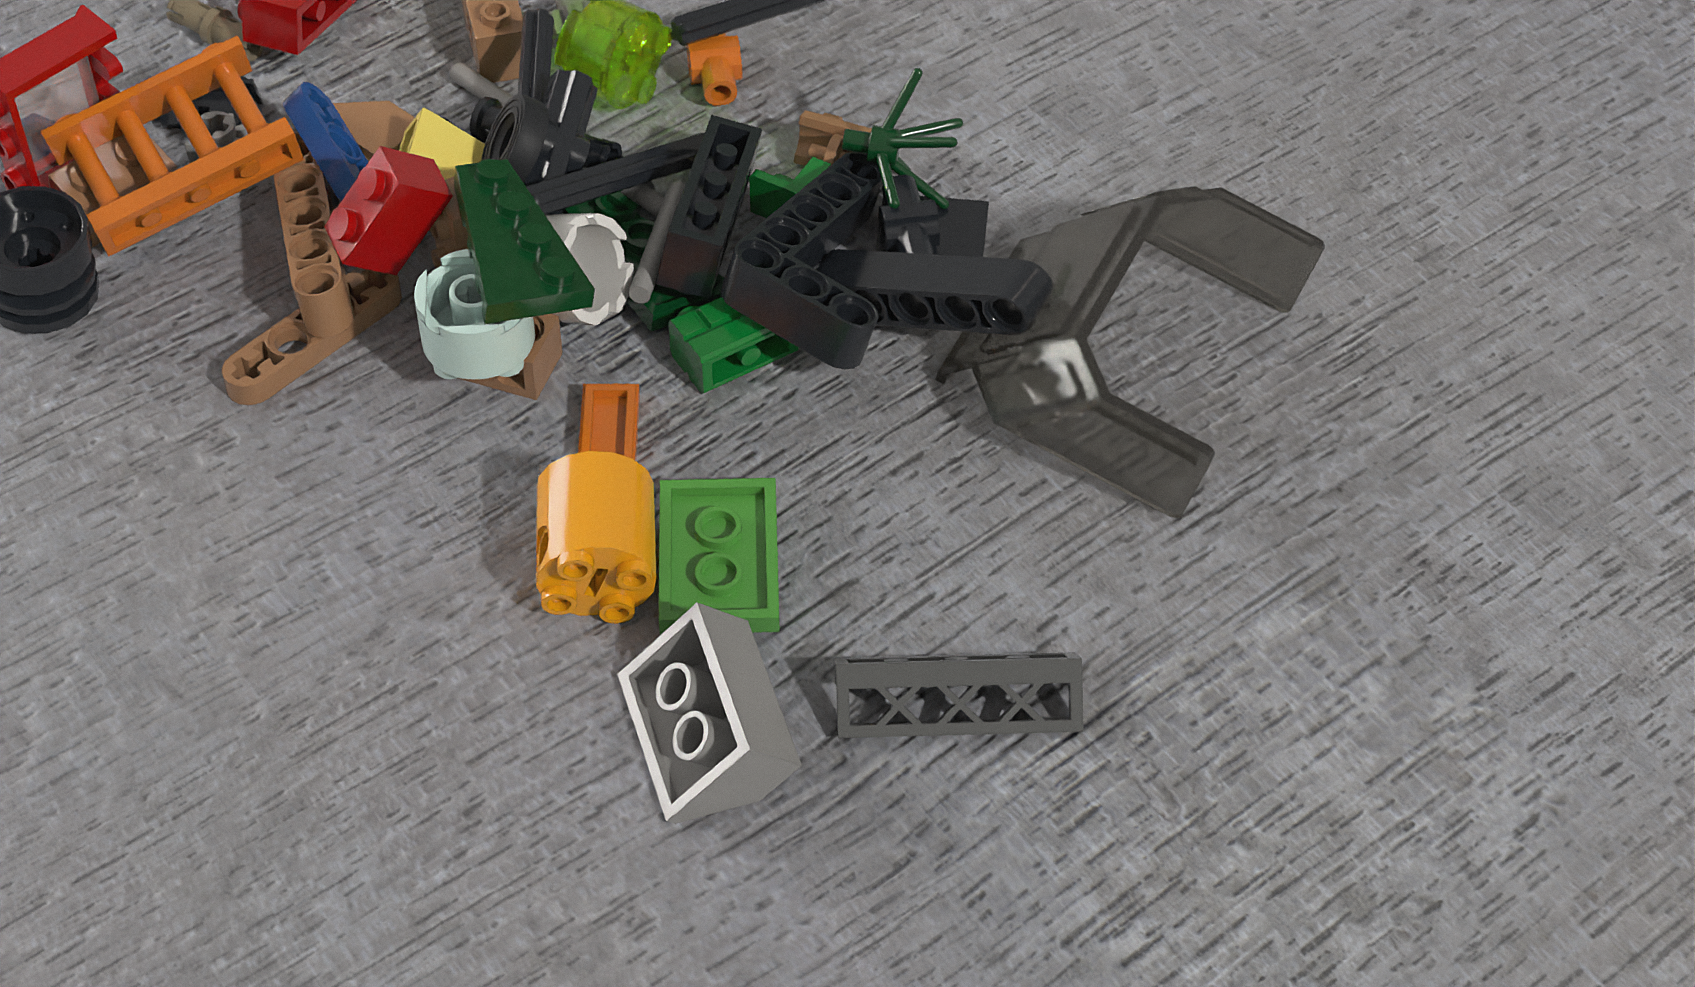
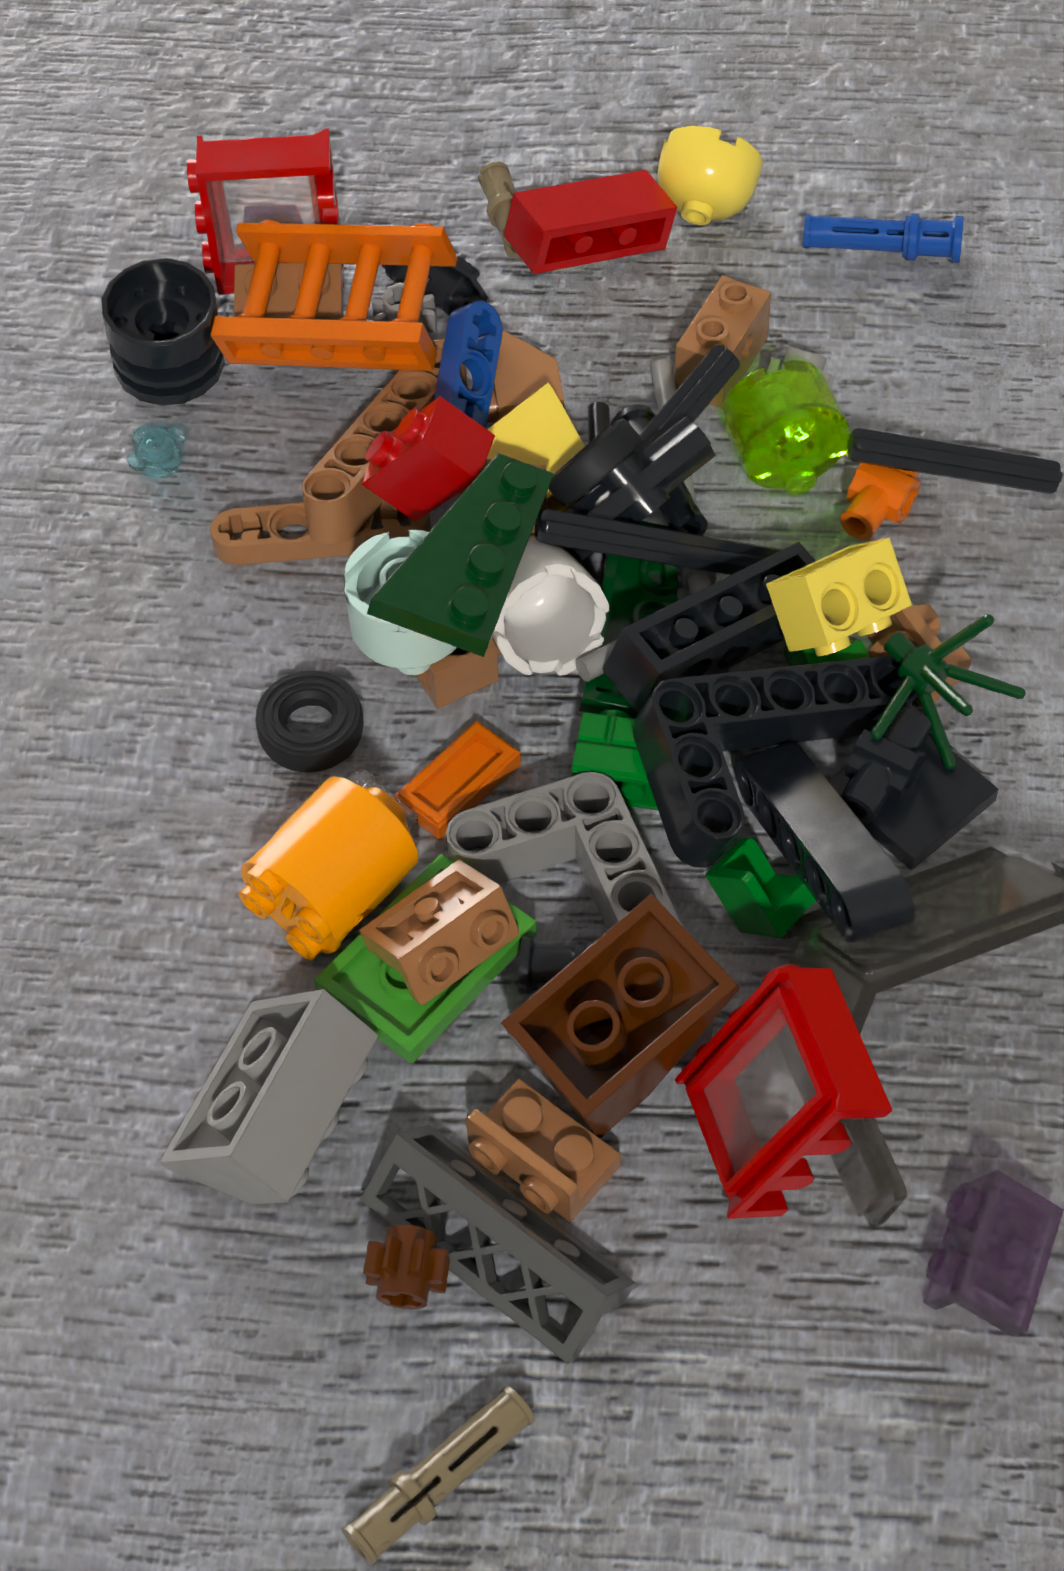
camera: 45 degrees right, 5 degrees up
(111, 357) = (156, 451): none -> clear light blue plate
(460, 492) = (317, 751): none -> black tyre
(723, 518) = (442, 930): none -> medium nougat bracket
(781, 130) = (840, 596): none -> light yellow brick
(811, 418) = (565, 836): none -> light grey beam
(815, 501) = (542, 962): none -> black bush
(910, 486) = (621, 1014): none -> reddish brown slope
(911, 364) = (755, 894): none -> green panel
(924, 746) = (406, 1267): none -> reddish brown gear
(928, 619) = (541, 1150): none -> medium nougat bracket
(1067, 451) = (779, 1086): none -> red window
(1075, 876) = (375, 1530): none -> dark tan pin
(1269, 473) = (994, 1251): none -> clear purple bracket

